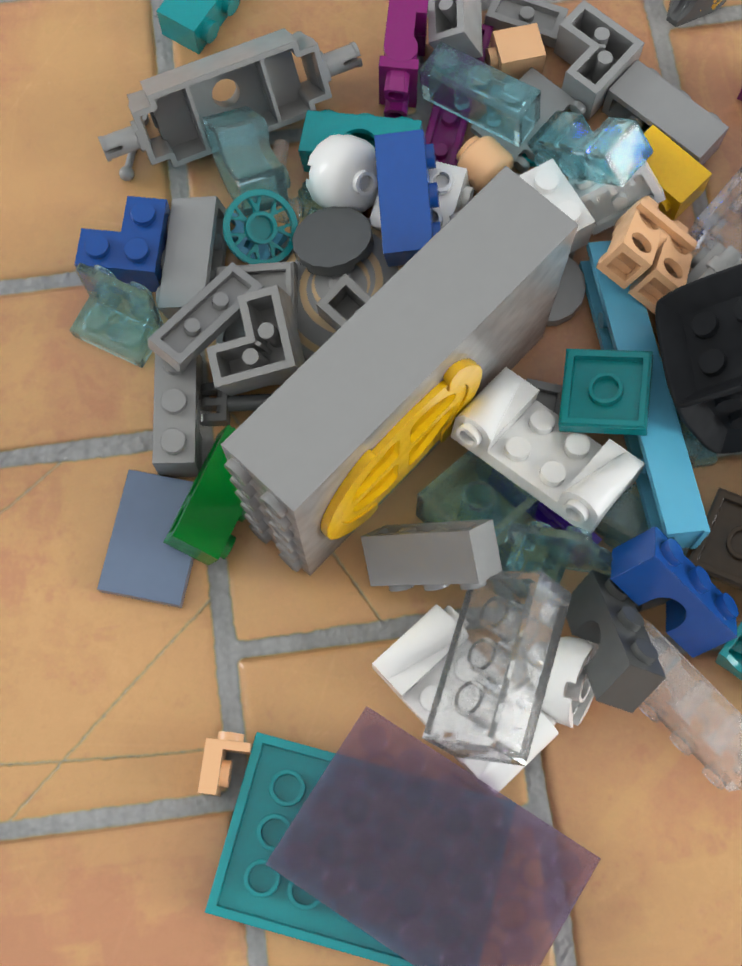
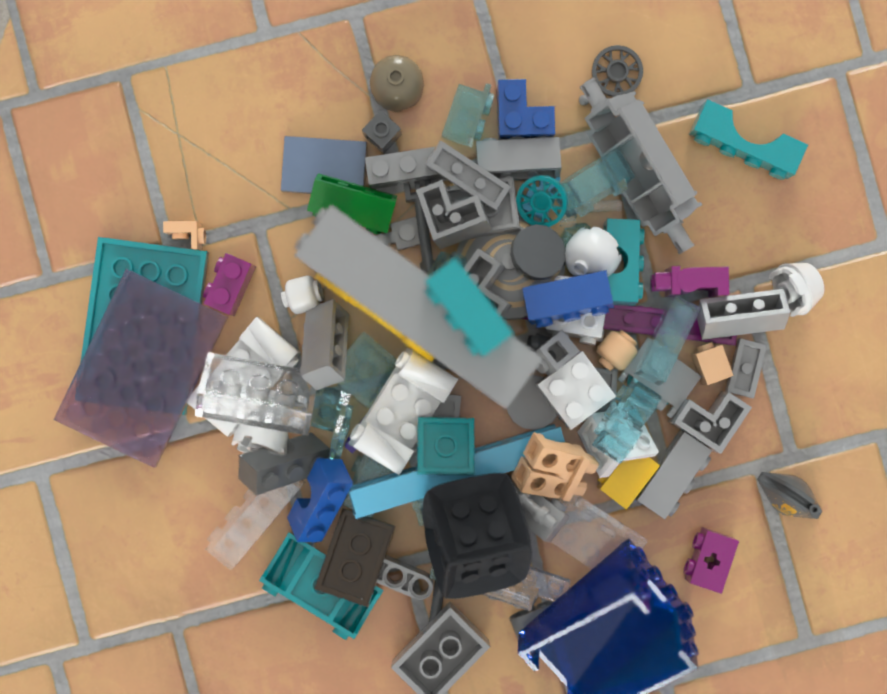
camera: 80 degrees right, 15 degrees up
(50, 416) = (396, 83): none -> dark tan cylinder
(91, 124) = (617, 70): none -> dark grey wheel
(119, 441) = (382, 132): none -> dark grey brick
(315, 701) = (229, 284): none -> magenta brick
(346, 590) = (302, 294): none -> white head
(418, 249) = (467, 308): none -> teal brick

